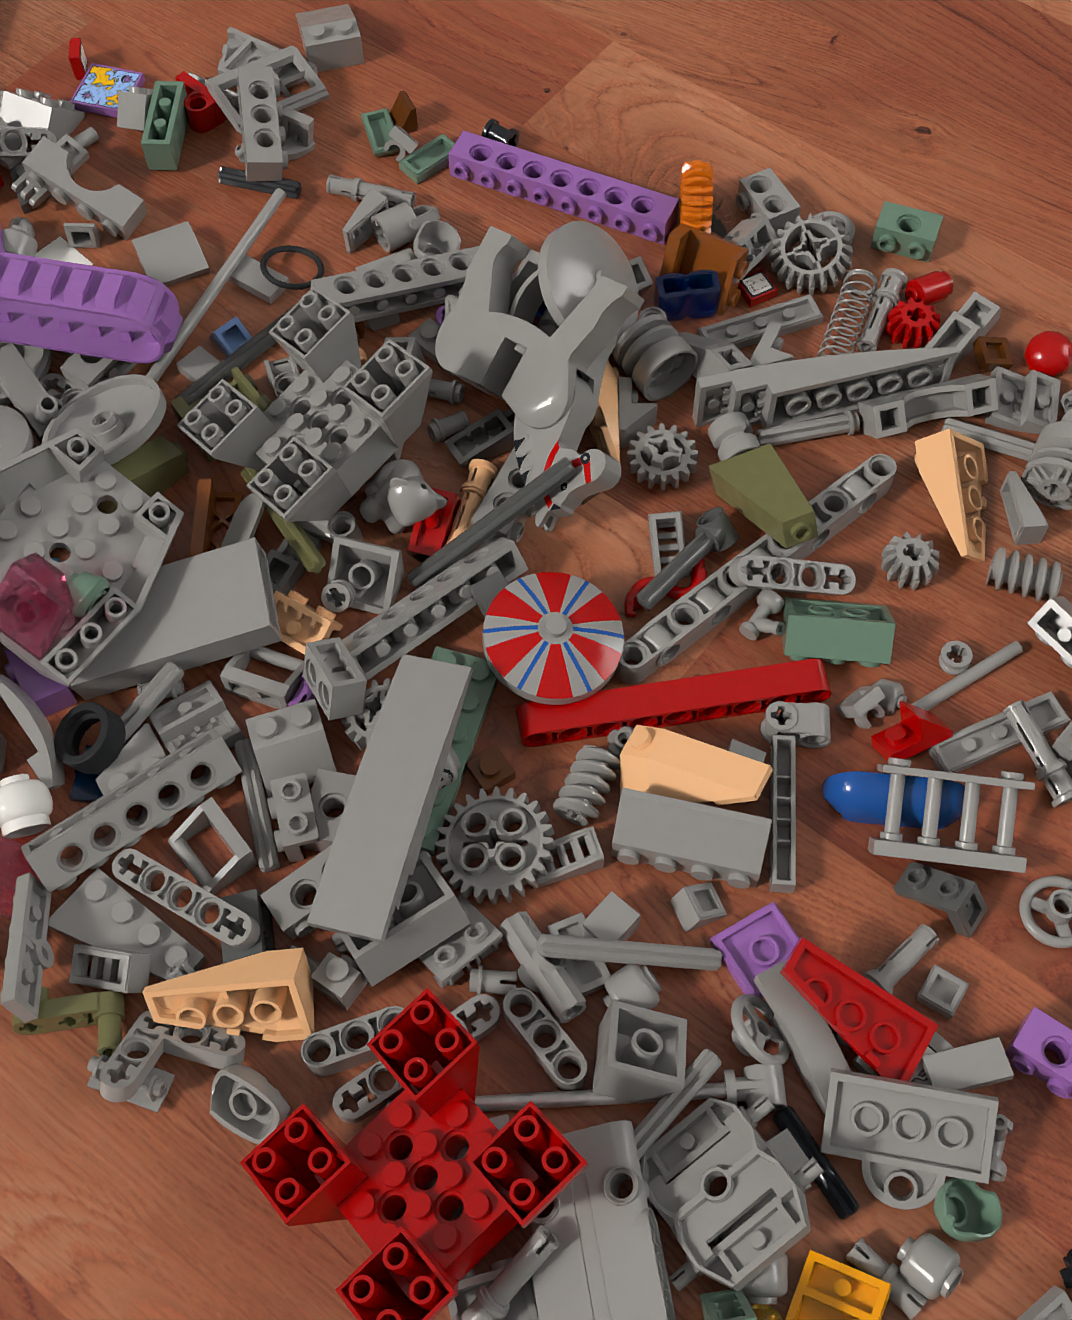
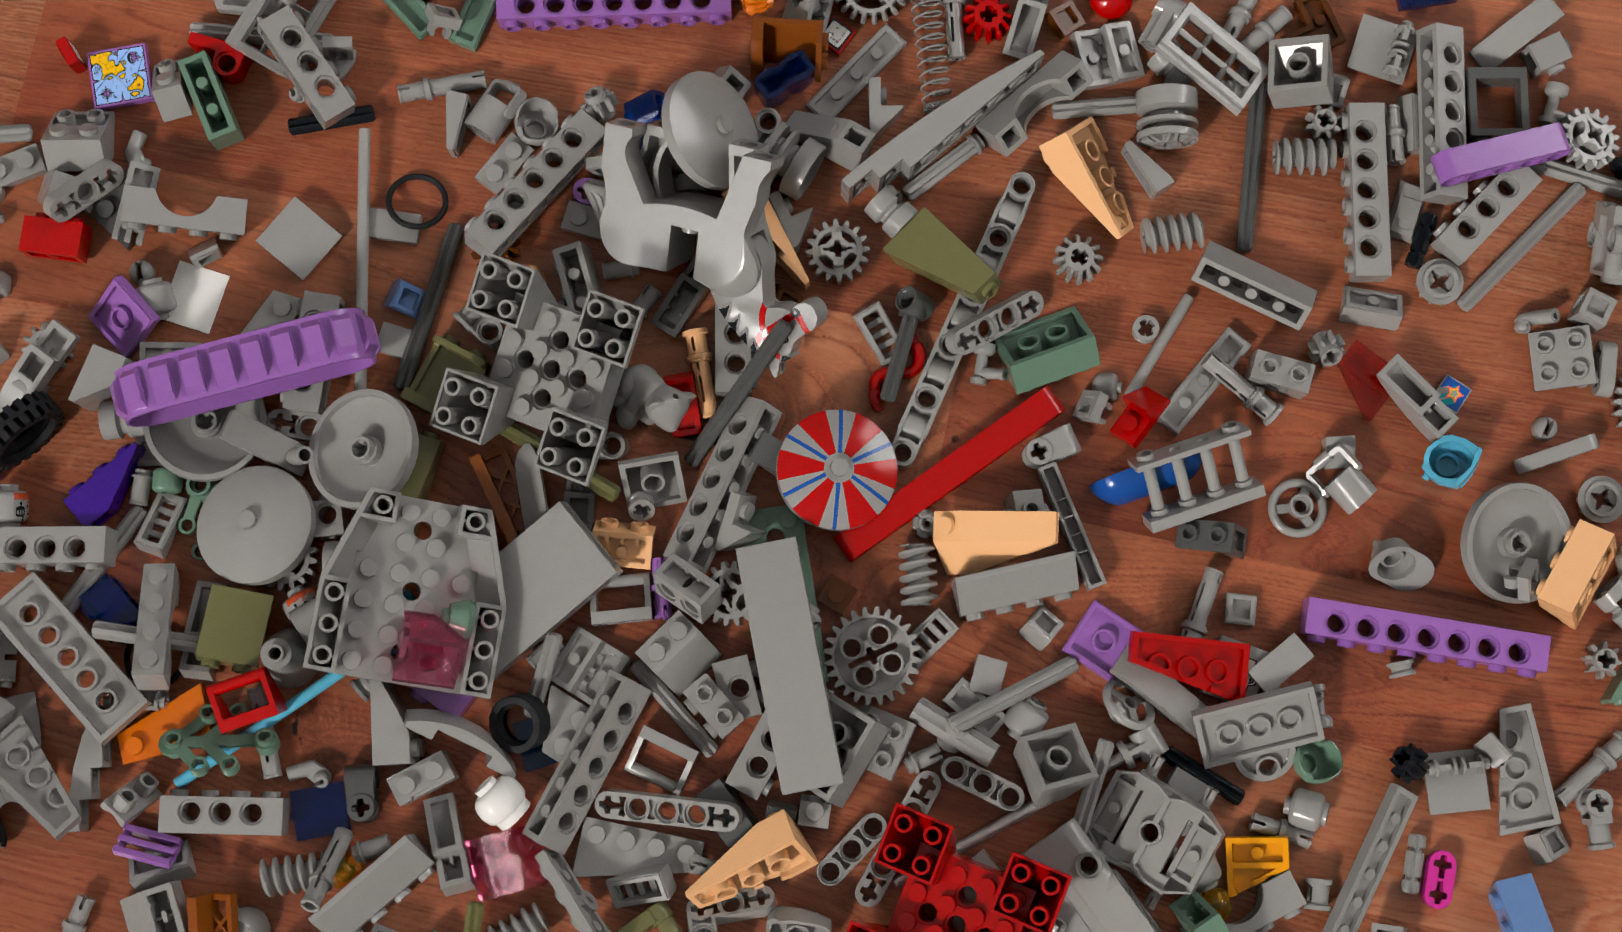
camera: 30 degrees left, 20 degrees up
(426, 639) = (735, 527): none -> light grey slope

